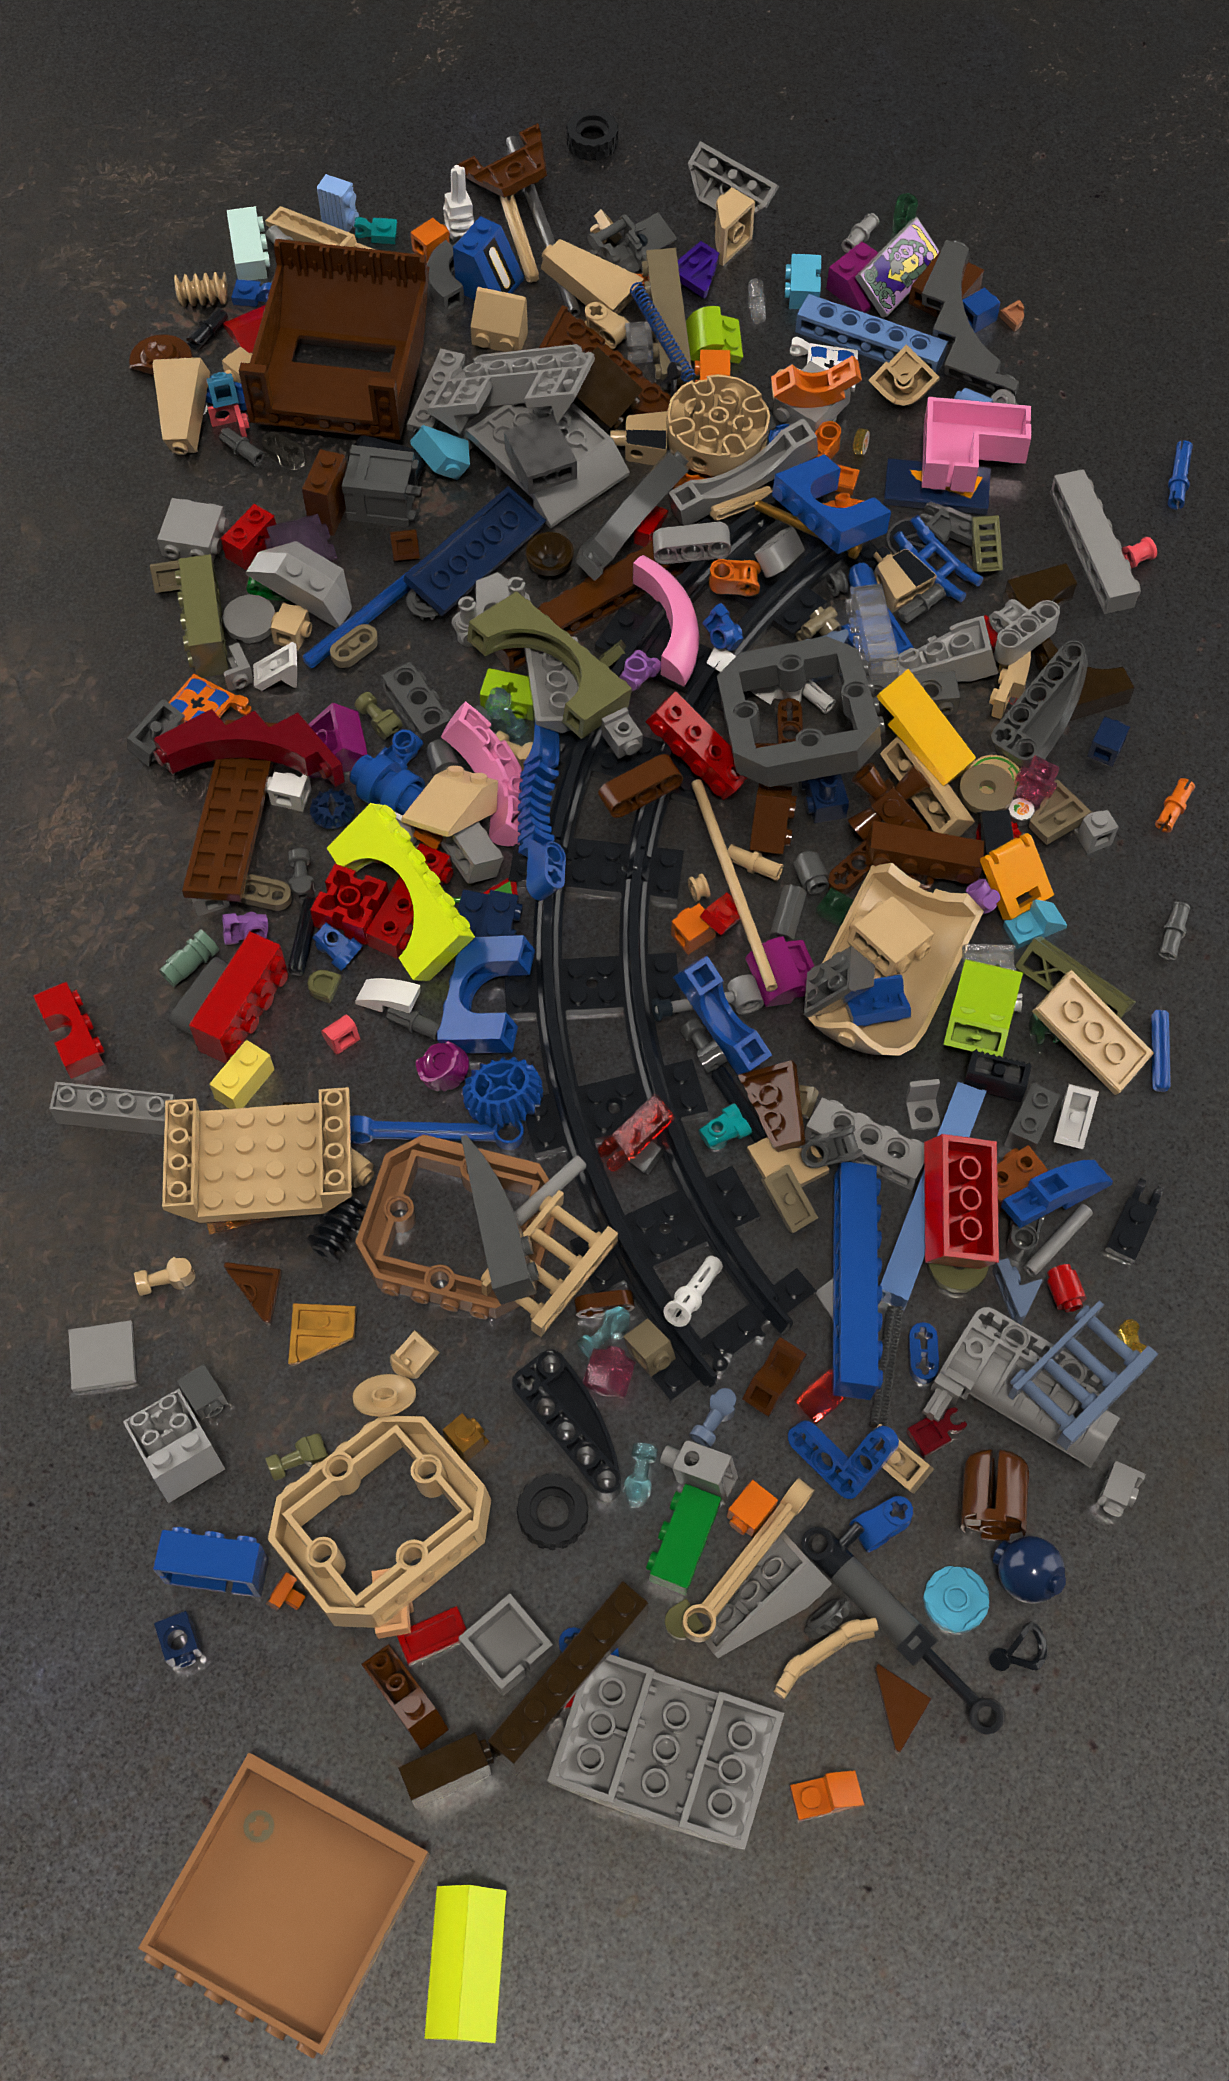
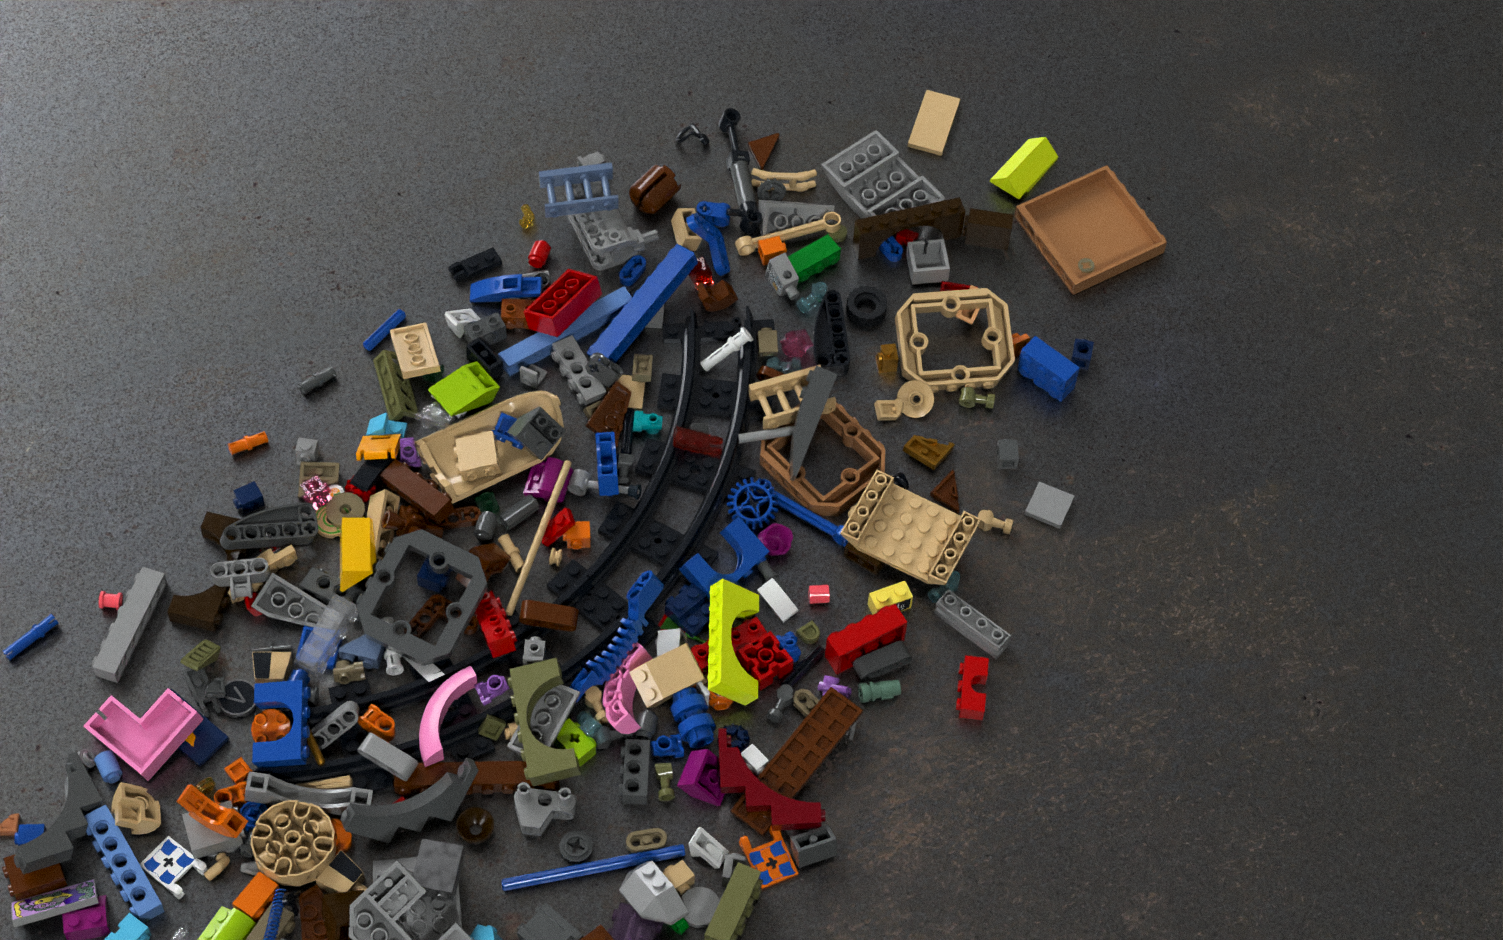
camera: 150 degrees left, 5 degrees down
(173, 1445) = (1036, 440): light grey slope -> none
(404, 545) = (563, 895): reddish brown tile -> none
(405, 1697) = (988, 268): reddish brown slope -> none
(474, 550) = (522, 854): dark blue plate -> none
(672, 1963) = (933, 122): none -> tan tile
(720, 1410) = (752, 301): sand blue leg -> none
(722, 629) = (417, 683): blue plate -> none
(826, 1795) = (820, 137): orange slope -> none
(933, 1435) = (664, 234): dark red plate -> none
(951, 560) = (246, 662): blue piece -> none
(956, 1599) = (703, 172): medium azure tile -> none
(1016, 1297) = (563, 261): sand blue slope -> none
(1030, 1569) = (663, 151): dark blue brick -> none

